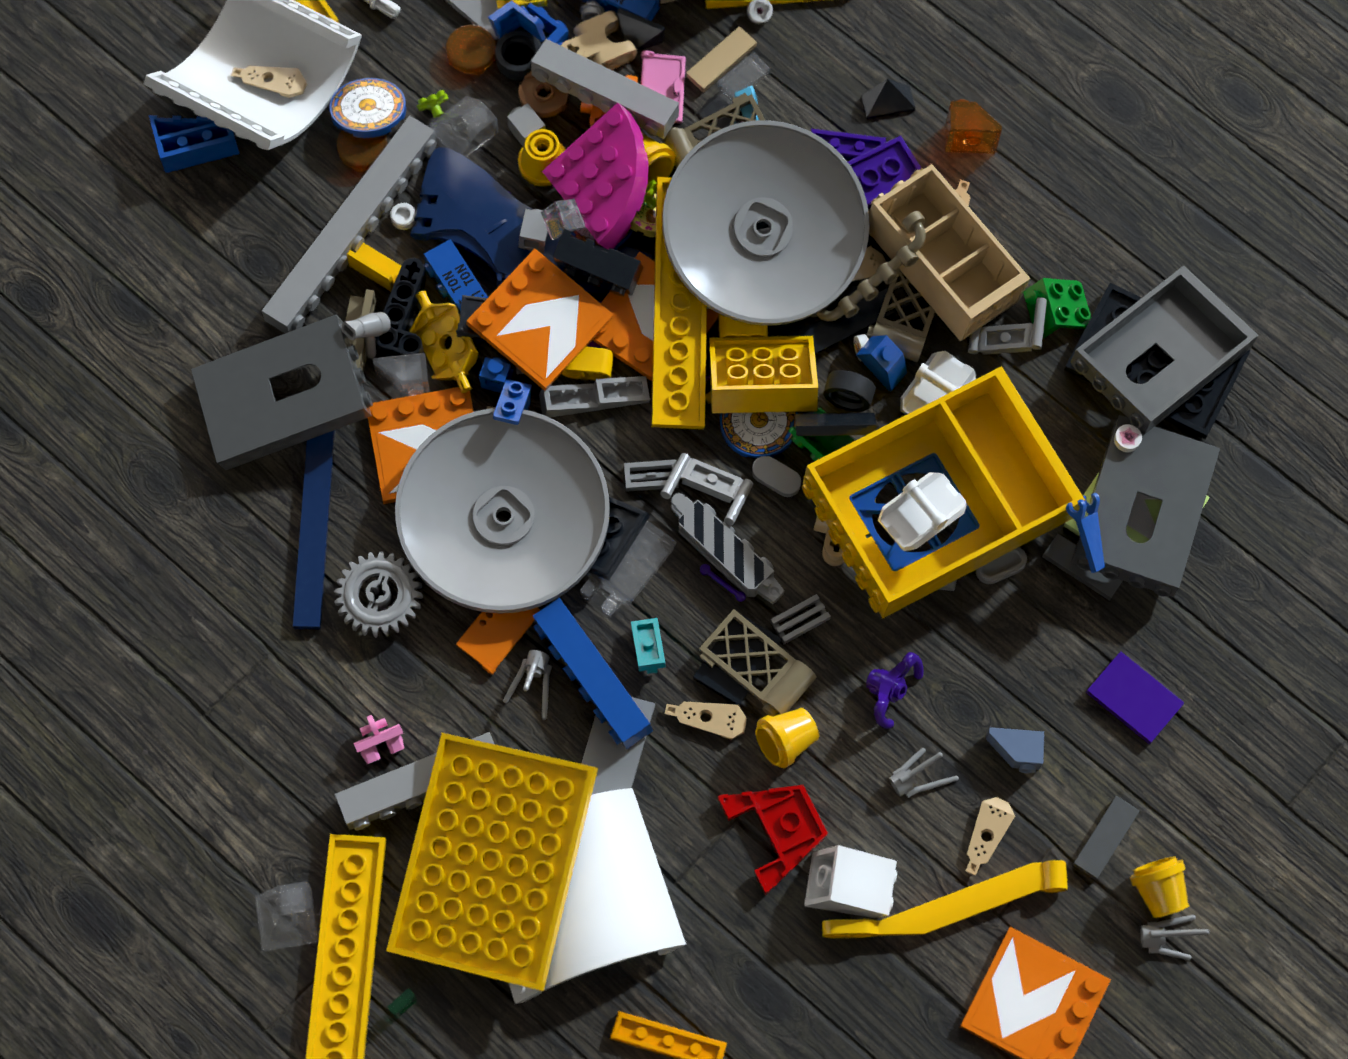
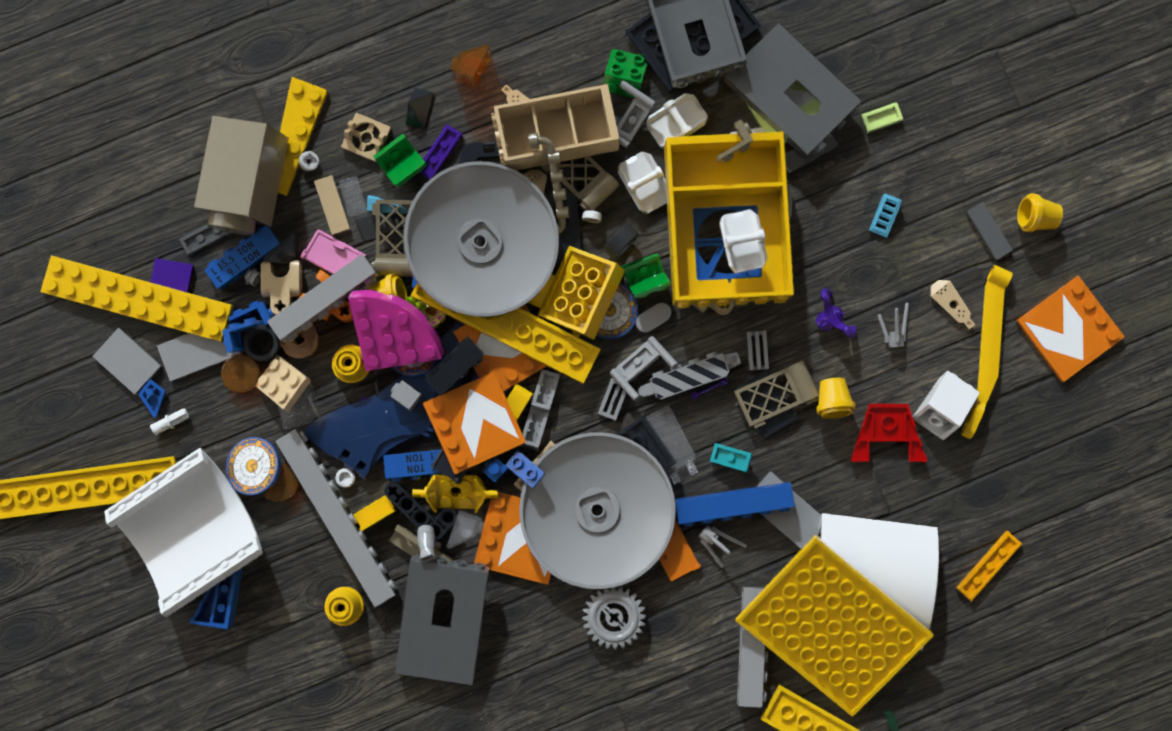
camera: 60 degrees left, 15 degrees up
(249, 287) = (352, 602): none -> yellow piece
(286, 81) = (203, 518): tan piece -> none
(313, 532) = (548, 639): dark blue tile -> none
(367, 745) = (709, 660): bright pink hips -> none
(433, 103) = (272, 419): lime plant -> none
(482, 92) = (282, 383): none -> tan plate
(523, 122) = (318, 363): light grey brick -> none
(562, 215) = (412, 374): clear panel -> none
(719, 717) = (800, 435): tan piece -> none
(813, 102) = (400, 161): none -> green bracket
(819, 74) = (379, 144): none -> tan piece
(835, 424) = (646, 264): black tile -> none
(883, 360) = (609, 209): blue slope -> none
(884, 167) = (472, 137): dark purple tile -> none
(1018, 747) = (909, 255): sand blue slope -> none
(1040, 456) = (744, 133): none -> dark tan bracket
(1042, 392) = (677, 118): none -> white shield
(1066, 705) = (890, 199): none -> medium azure slope
(1089, 530) = (801, 139): blue flag -> none
(1127, 438) = (745, 79): white tile -> none
(1135, 697) = (909, 165): dark purple tile -> none
(1154, 935) = (1066, 235): light grey plant -> none
(1176, 636) = (881, 117): none -> yellowish green tile

